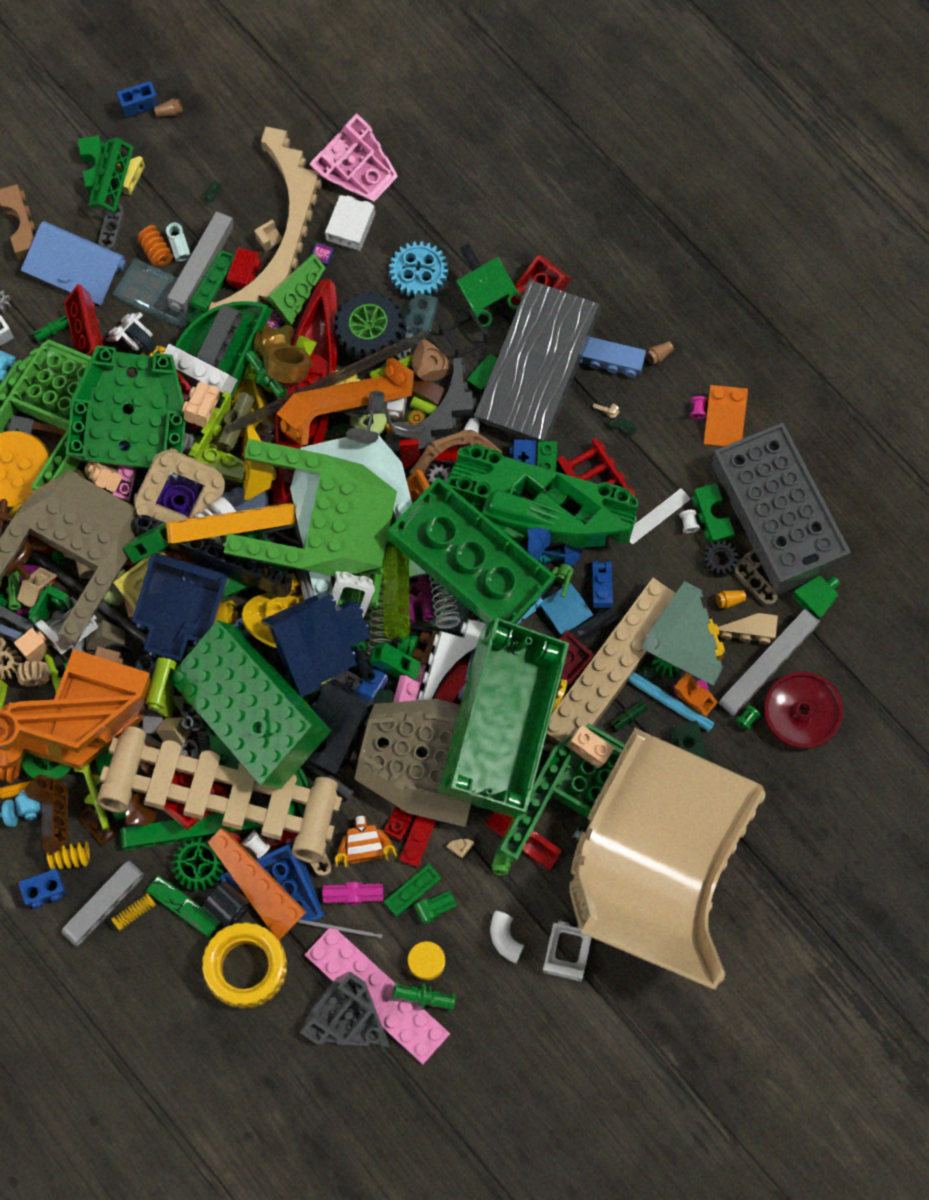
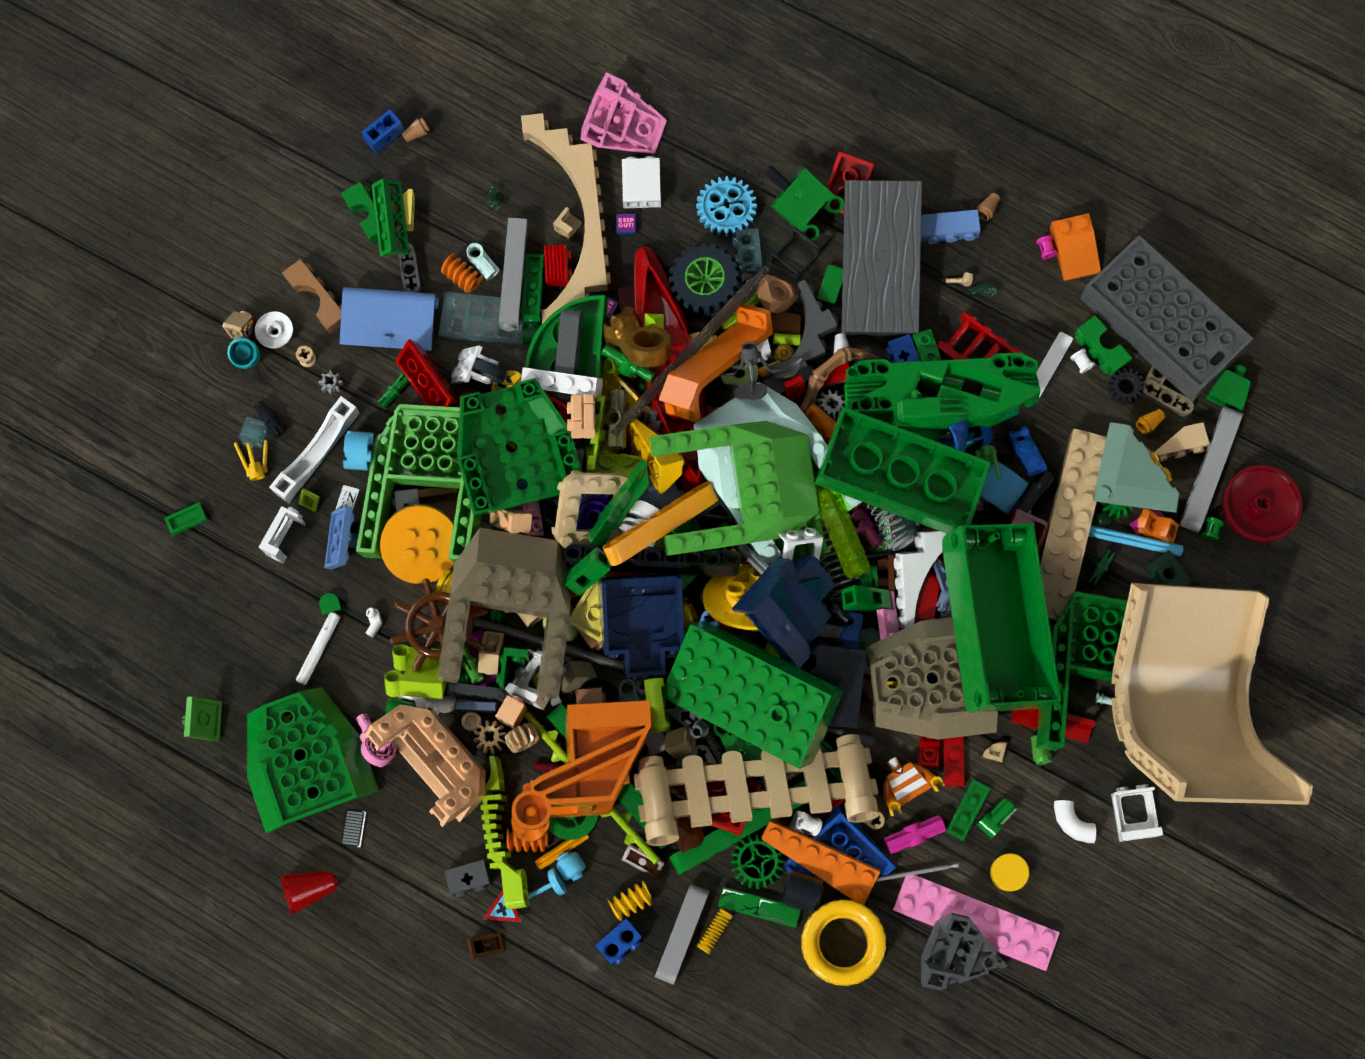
camera: 20 degrees left, 5 degrees up
(54, 801) = (597, 856): reddish brown beam -> none
(204, 495) = (620, 504): none -> green wedge
(296, 288) = (617, 267): bright green wing -> none
(423, 996) = (1022, 907): green piece -> none
(590, 746) = (1088, 614): light nougat brick -> none

